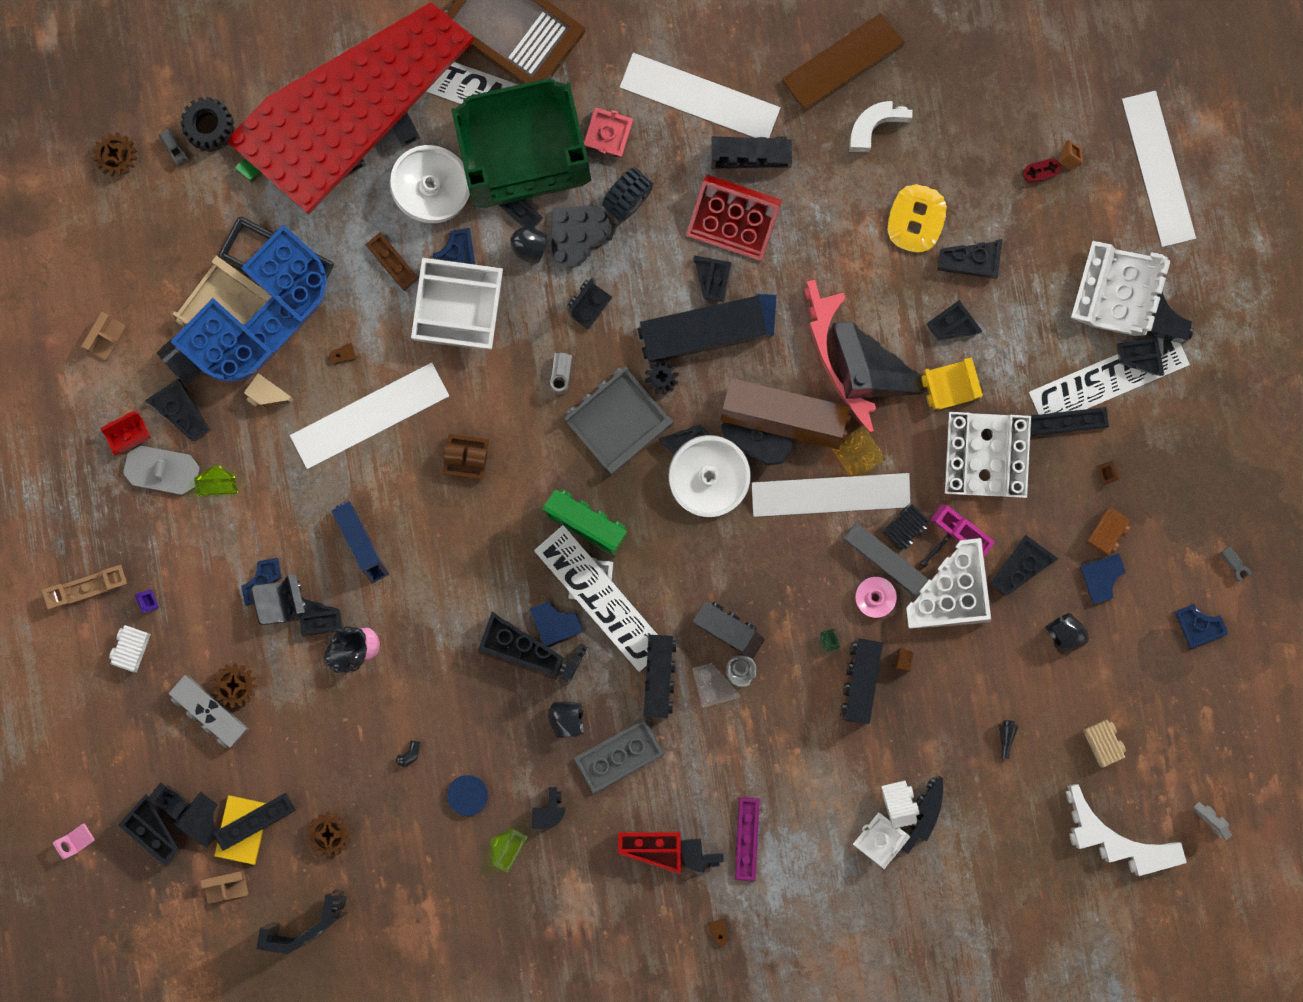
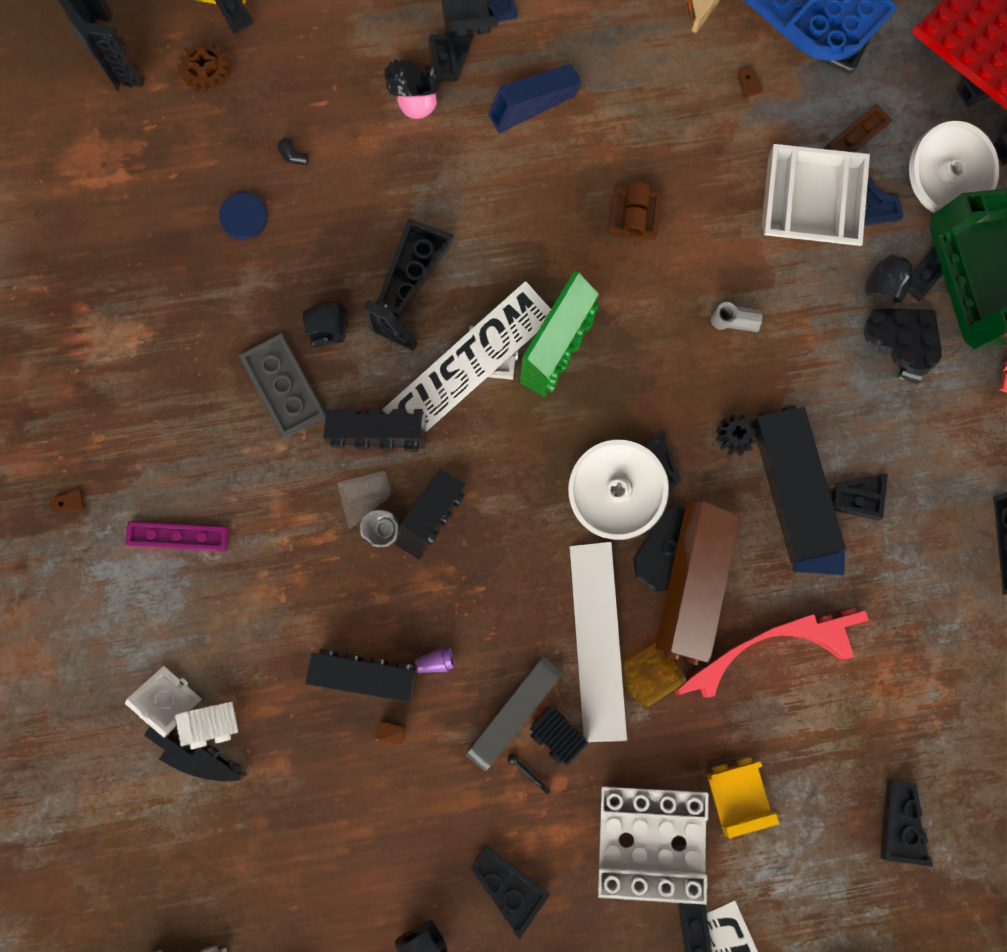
camera: 85 degrees right, 5 degrees down
(369, 415) = (680, 113): white sticker -> none
(506, 848) = (178, 257): clear neon green slope -> none
(549, 817) = (216, 307): black brick -> none
(554, 625) = (439, 311): dark blue tile -> none
(588, 304) = (824, 347): black bracket -> none
(617, 420) = (683, 384): dark grey panel -> none
(627, 194) = (961, 391): black wheel -> none
(655, 848) = (169, 421): red wedge -> none
(693, 857) = (156, 472): black brick -> none
(734, 217) = (938, 522): red slope -> none
(829, 640) = (416, 638): clear green slope -> none
(848, 623) = (436, 661): none -> medium lavender cone
(869, 368) = (757, 692): black slope -> none
(883, 589) = (455, 697): bright pink dish -> none
(931, 222) = (947, 771): yellow piece -> none
(953, 323) = (820, 801): black wing -> none
(956, 593) = (474, 800): white slope -> none
(959, 527) = (554, 810): dark pink slope -> none
(1007, 734) = (295, 867): black cone -> none

